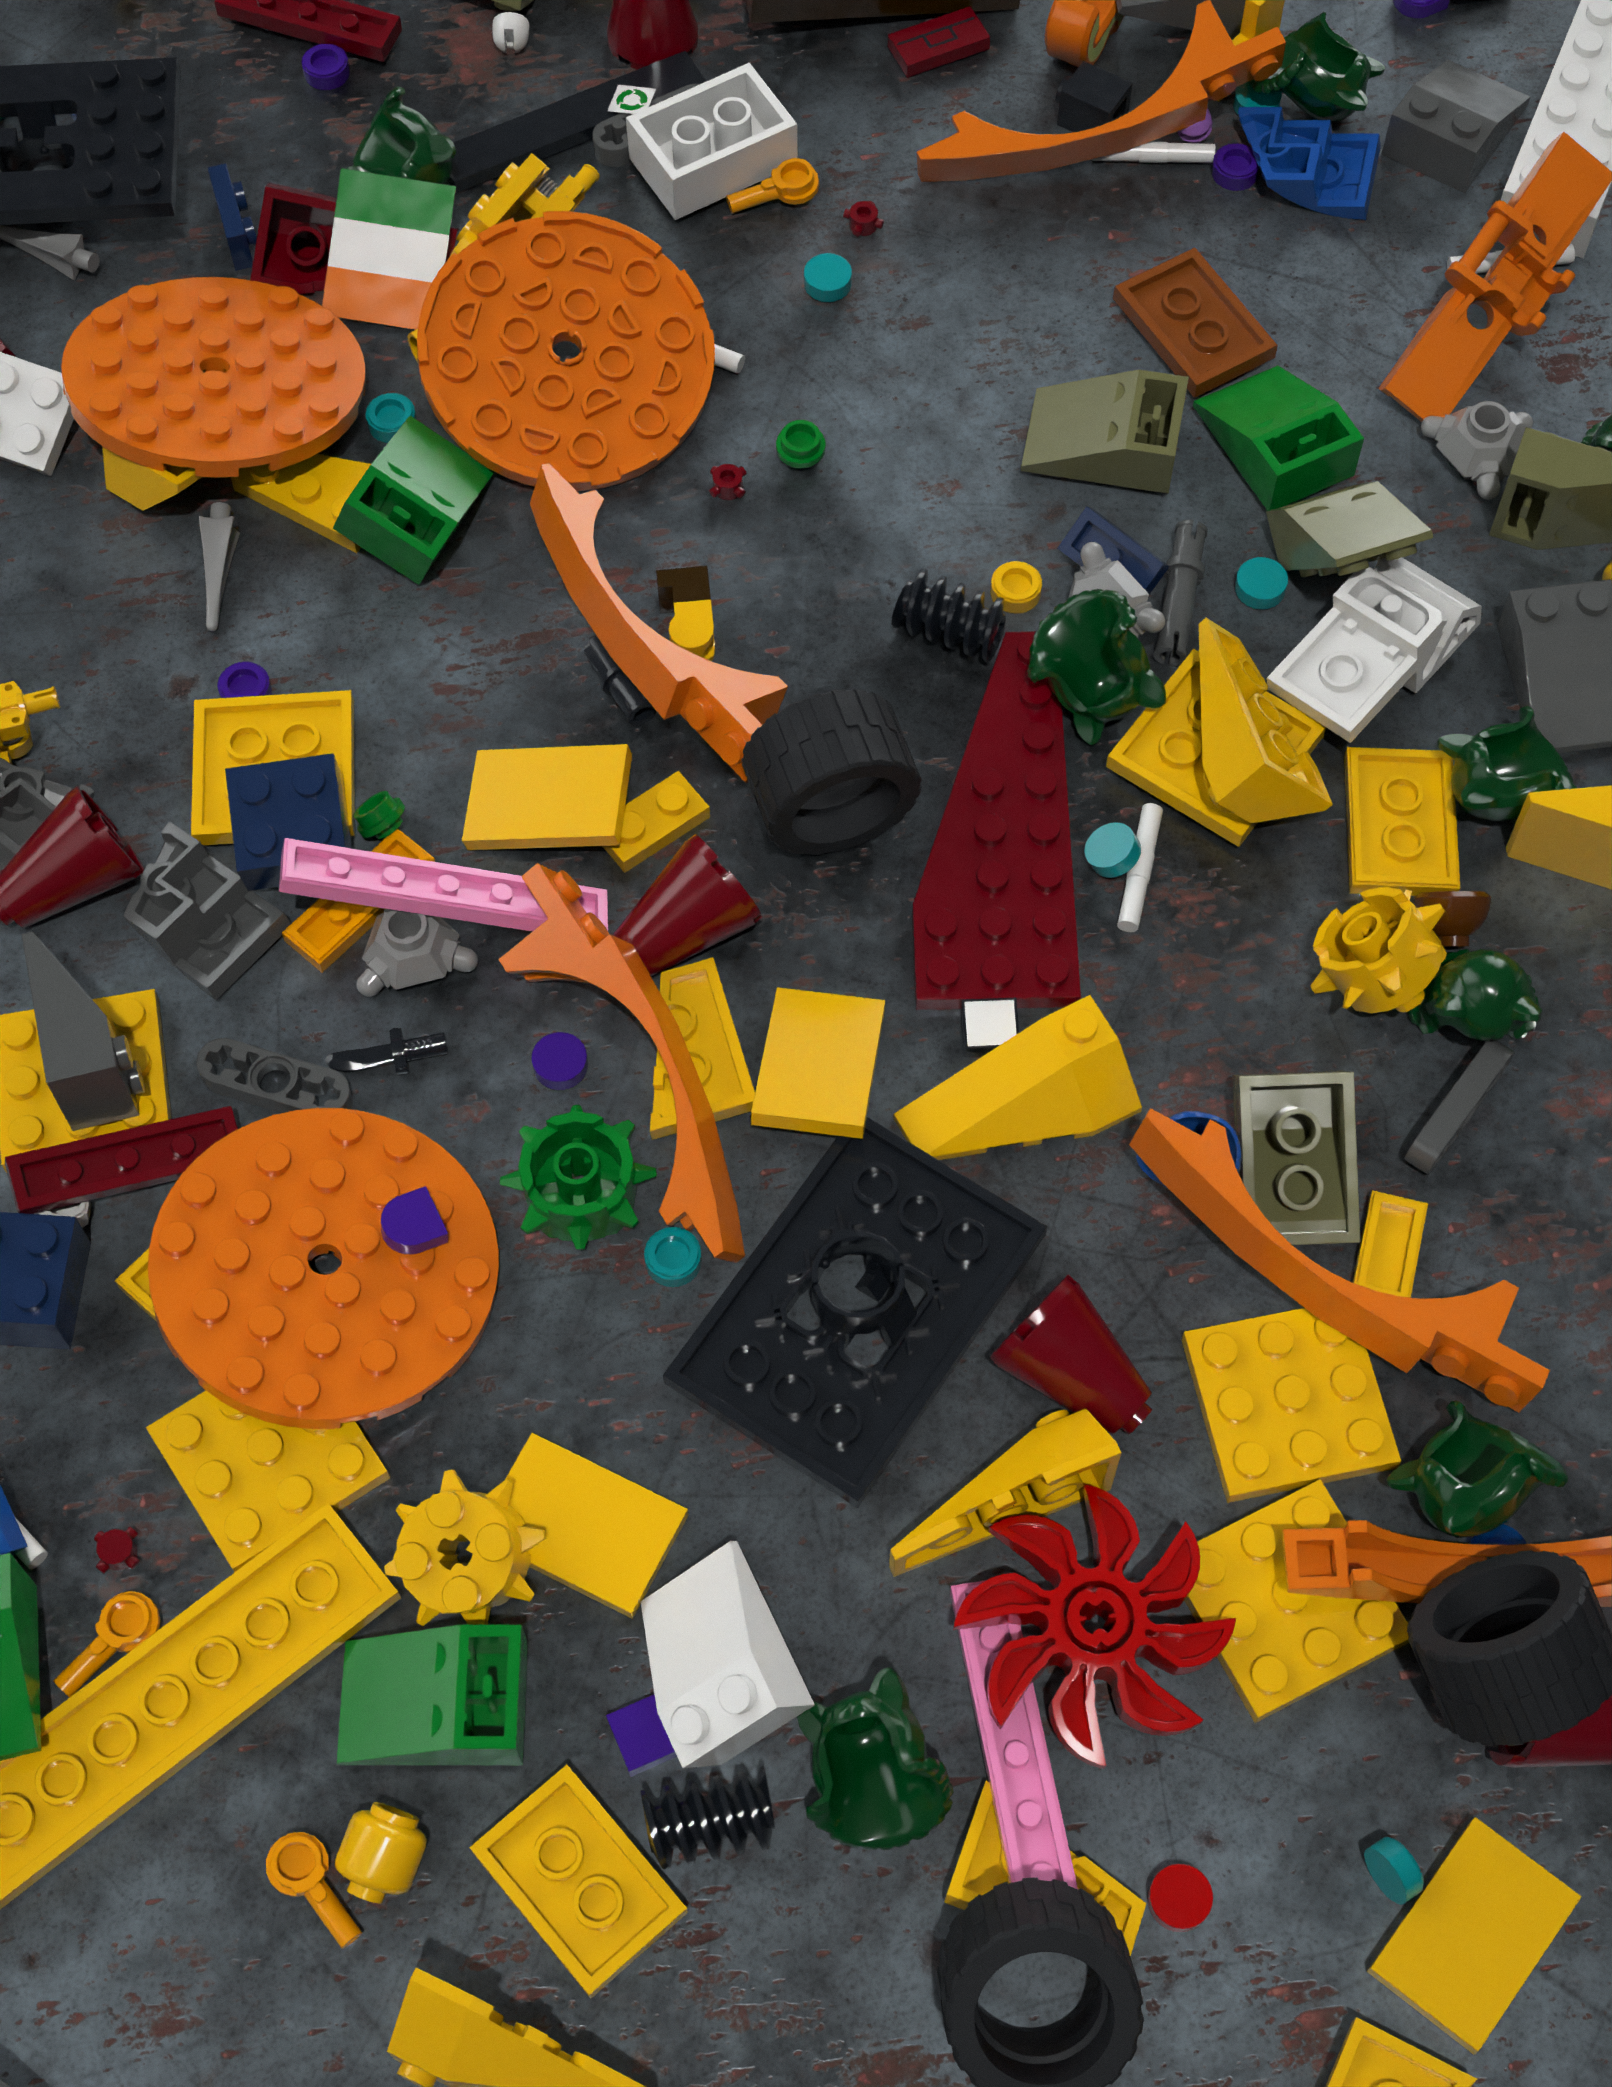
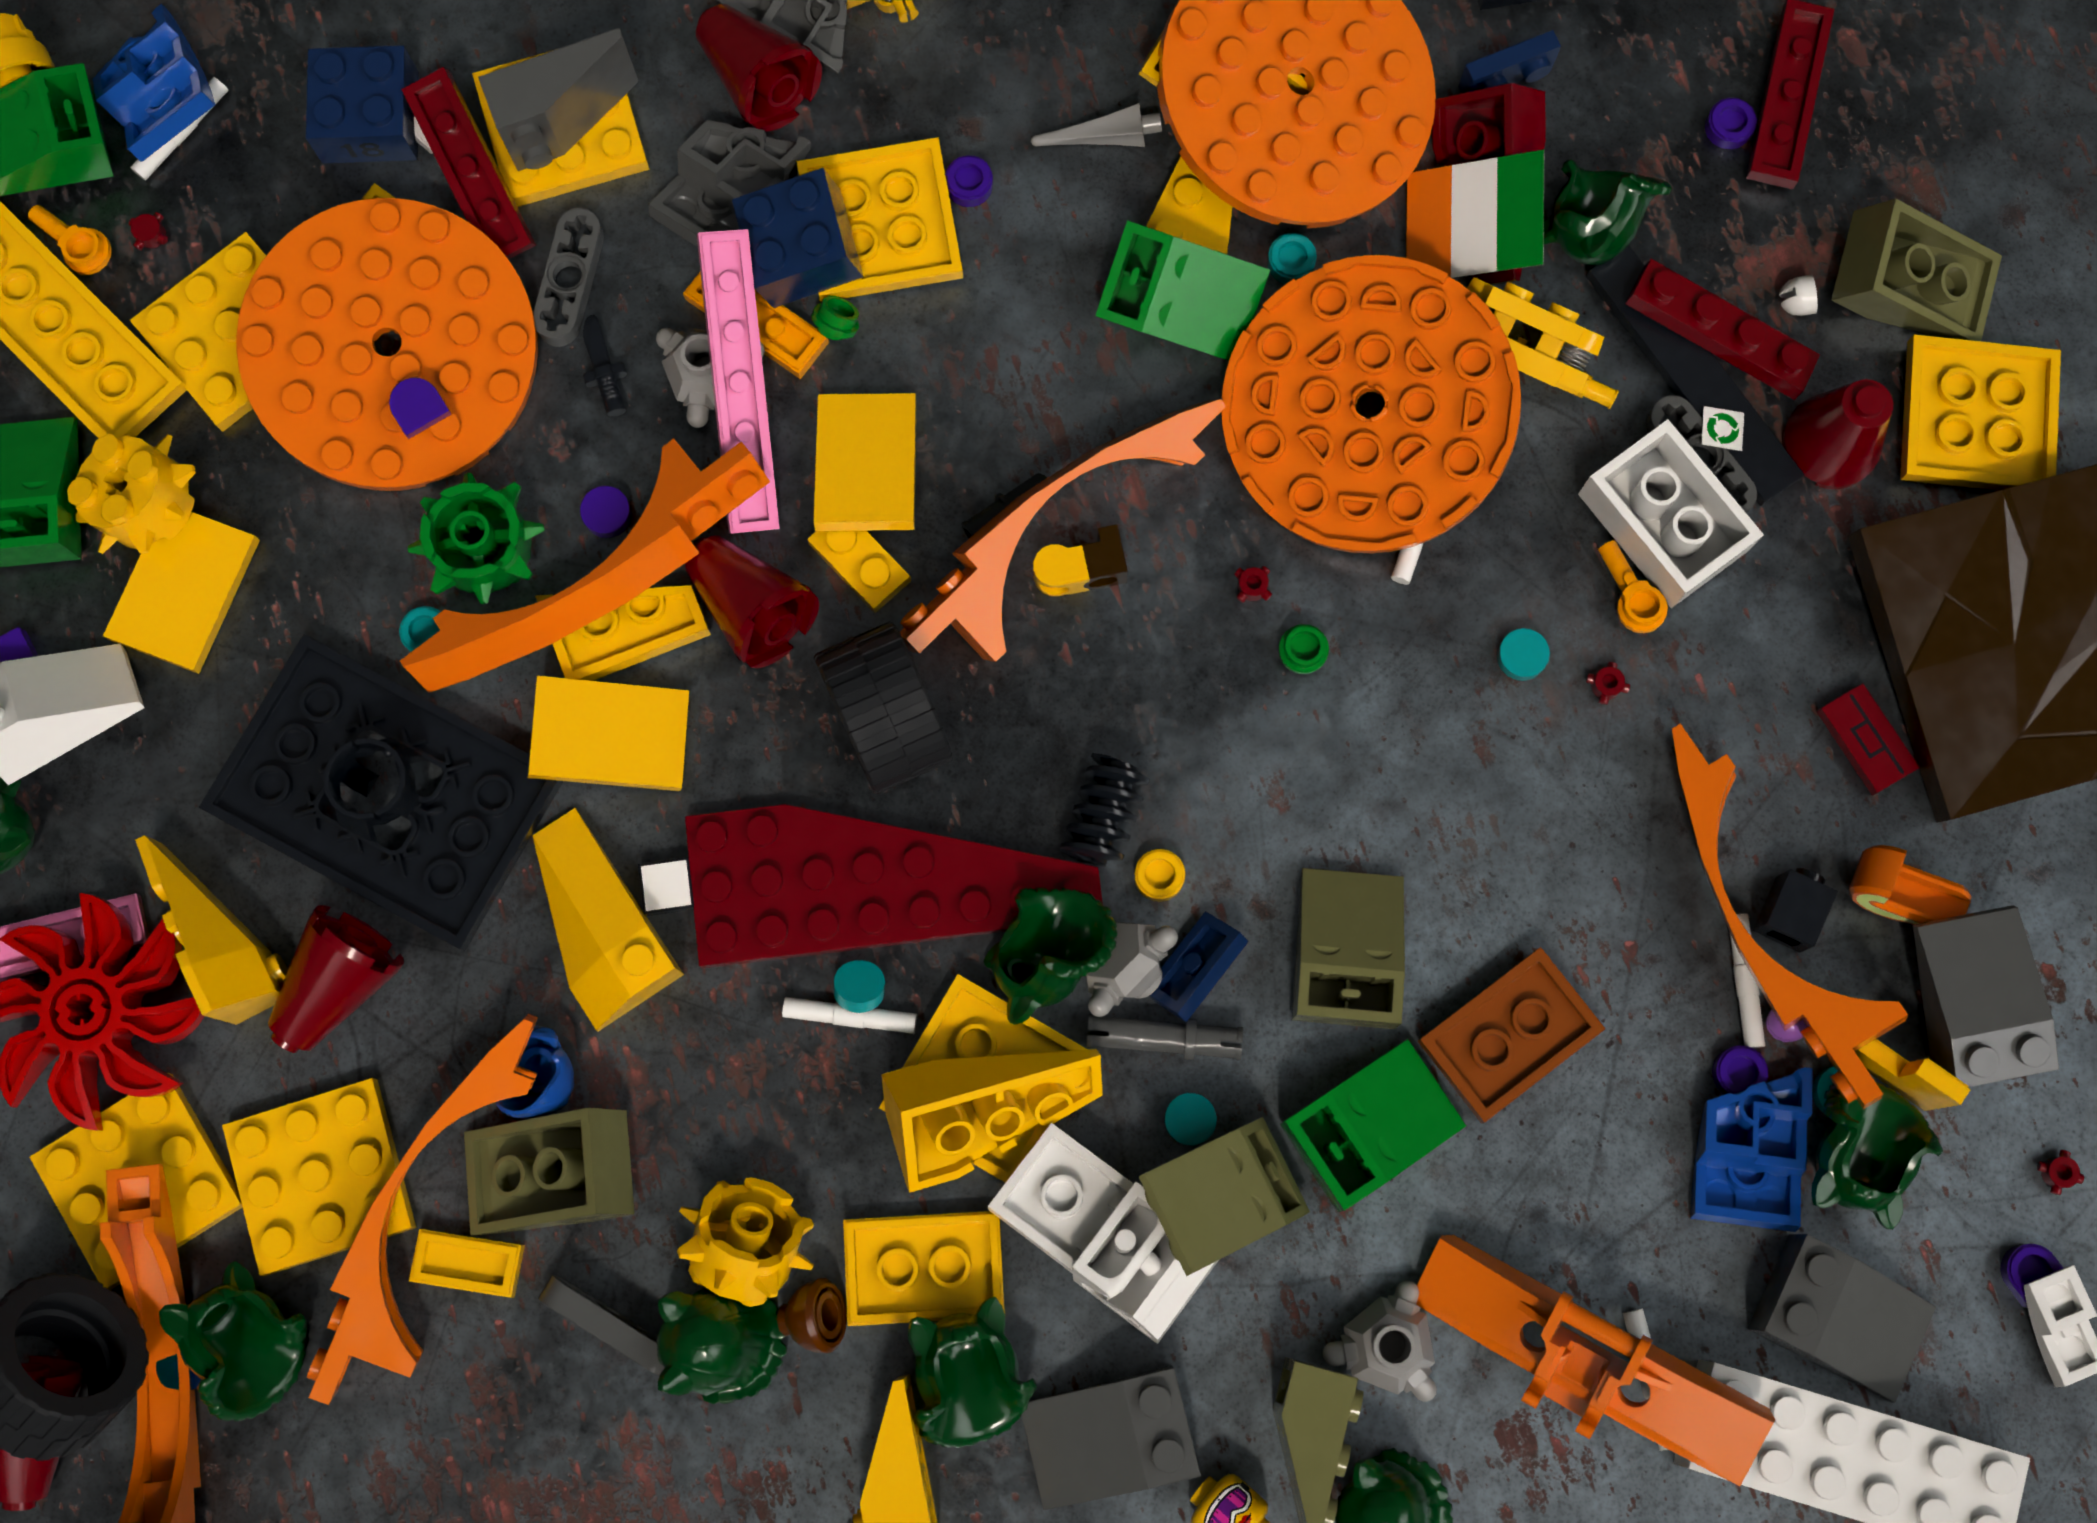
camera: 85 degrees right, 15 degrees up
(533, 89) = (1723, 329): none -> dark red plate

